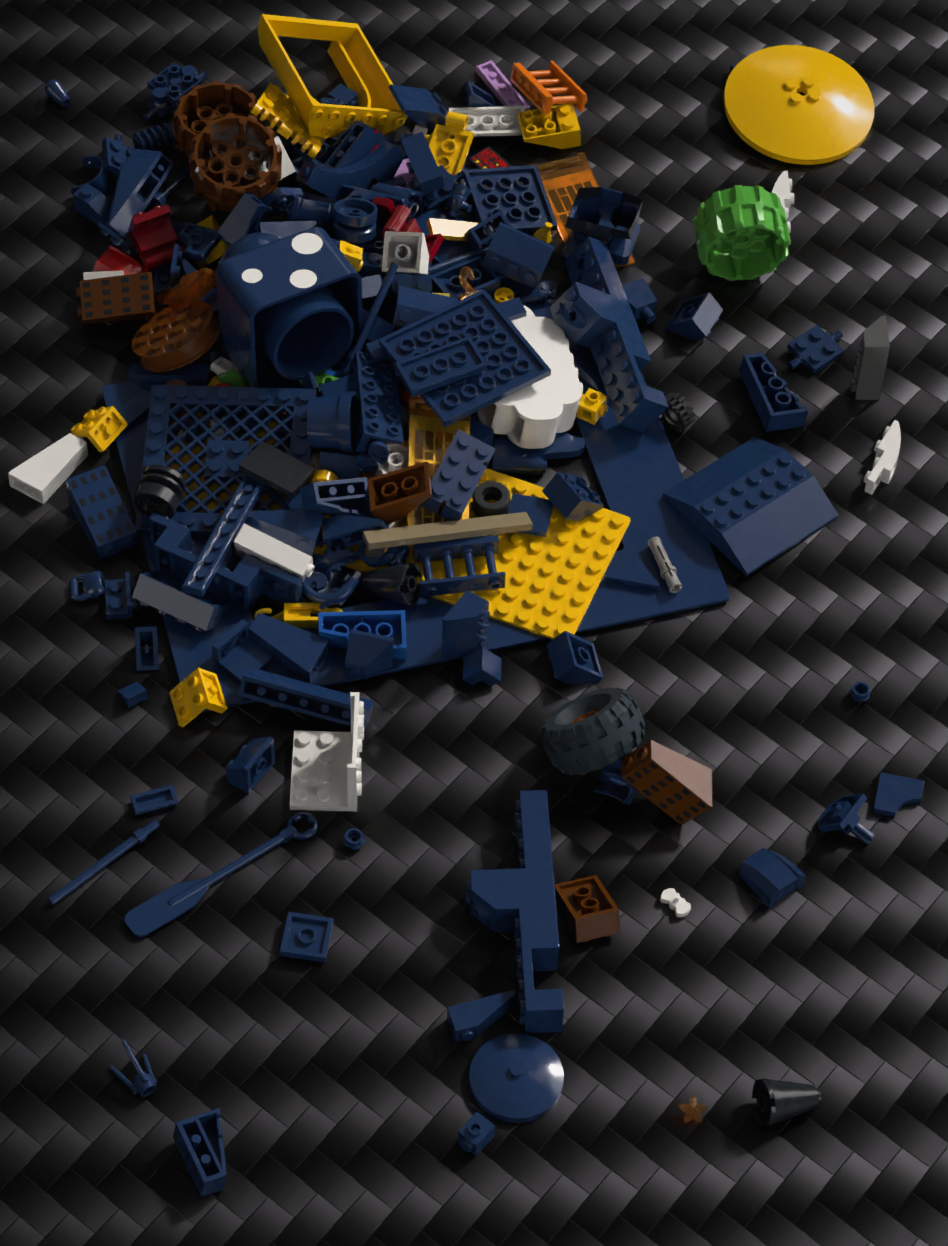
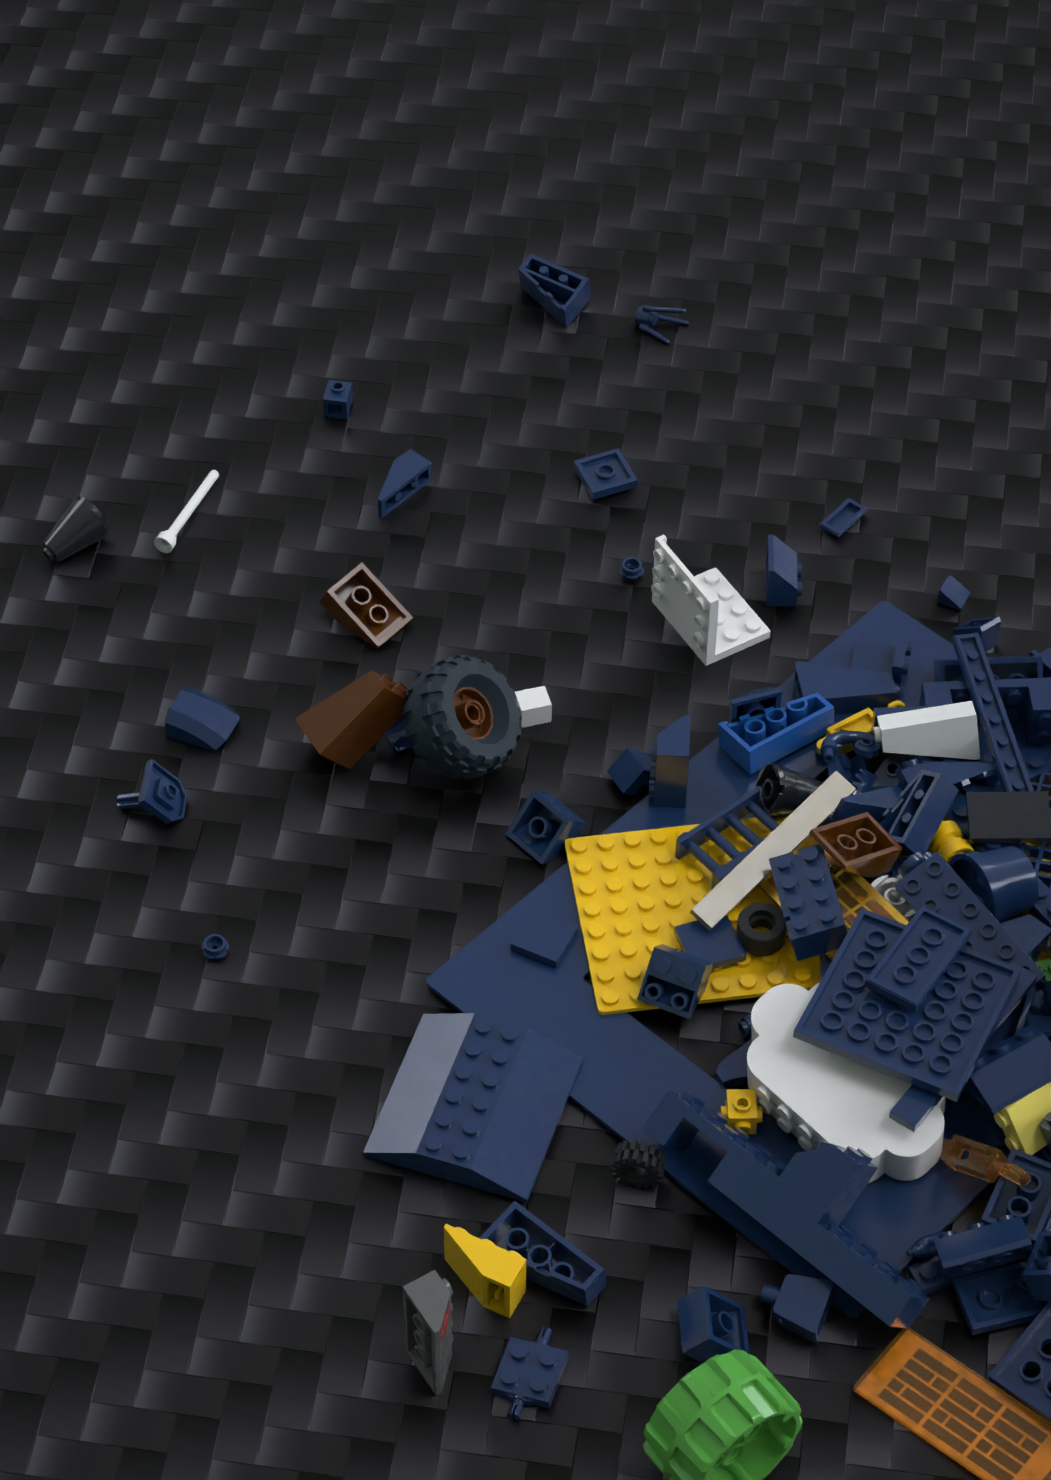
camera: 150 degrees right, 5 degrees down
(138, 836) = (828, 482): dark blue bar -> none
(185, 895) = (743, 459): dark blue piece -> none
(195, 694) = (882, 610): yellow bracket -> none
(300, 696) = (780, 647): dark blue brick -> none
(503, 294) = (964, 1218): yellow wheel -> none
(516, 1078) = (334, 459): dark blue dish -> none
(518, 756) = (534, 706): none -> white brick
(526, 905) = (421, 572): dark blue piece -> none
(544, 233) = (993, 1353): yellow rock -> none
(596, 215) = (928, 1355): dark blue piece -> none
(667, 571) = (511, 963): light grey pin -> none
(675, 902) = (284, 658): white piece -> none
(692, 1110) = (158, 498): clear orange plant -> none
(708, 1062) = (167, 539): none -> white piece
(809, 386) = (487, 1270): none -> yellow slope
(885, 459) = (346, 1253): white slope -> none
(896, 792) = (117, 862): dark blue tile -> none

